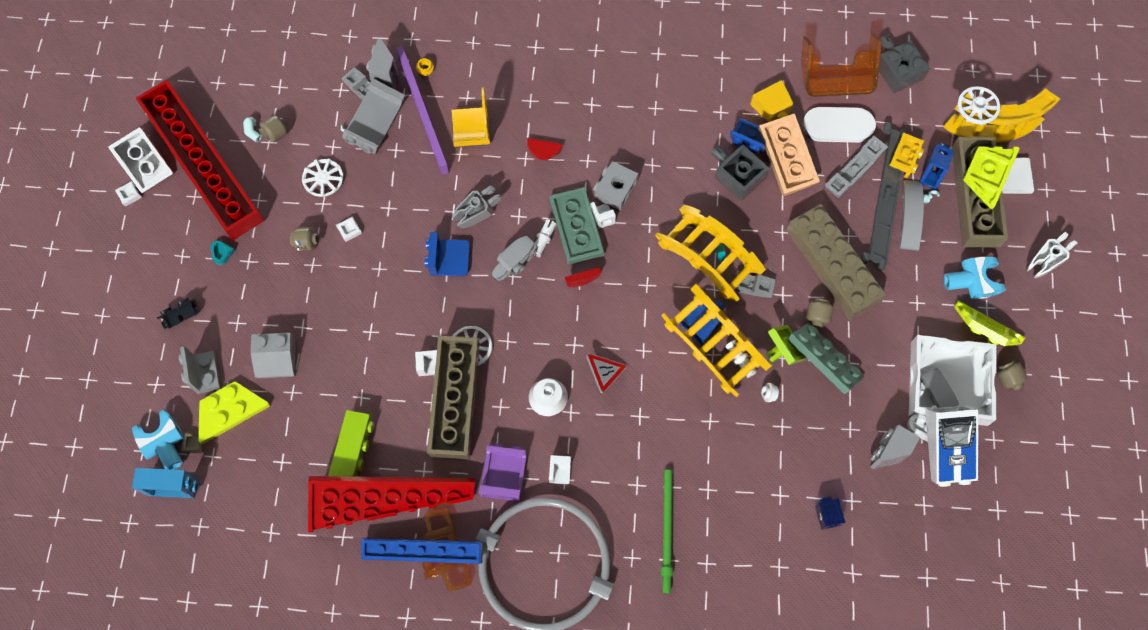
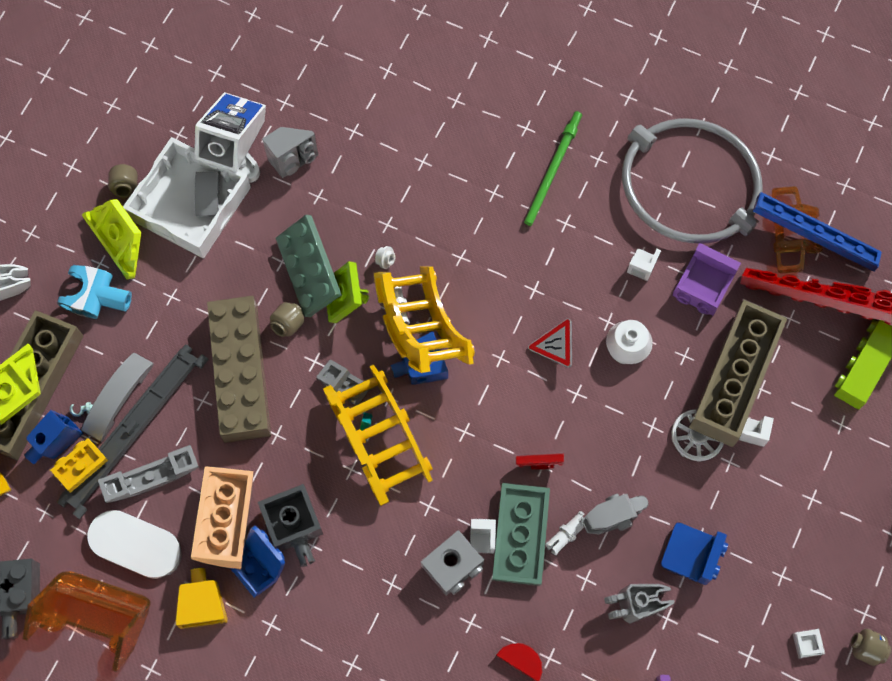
camera: 160 degrees left, 0 degrees up
(829, 513) = (384, 122): clear blue brick -> none

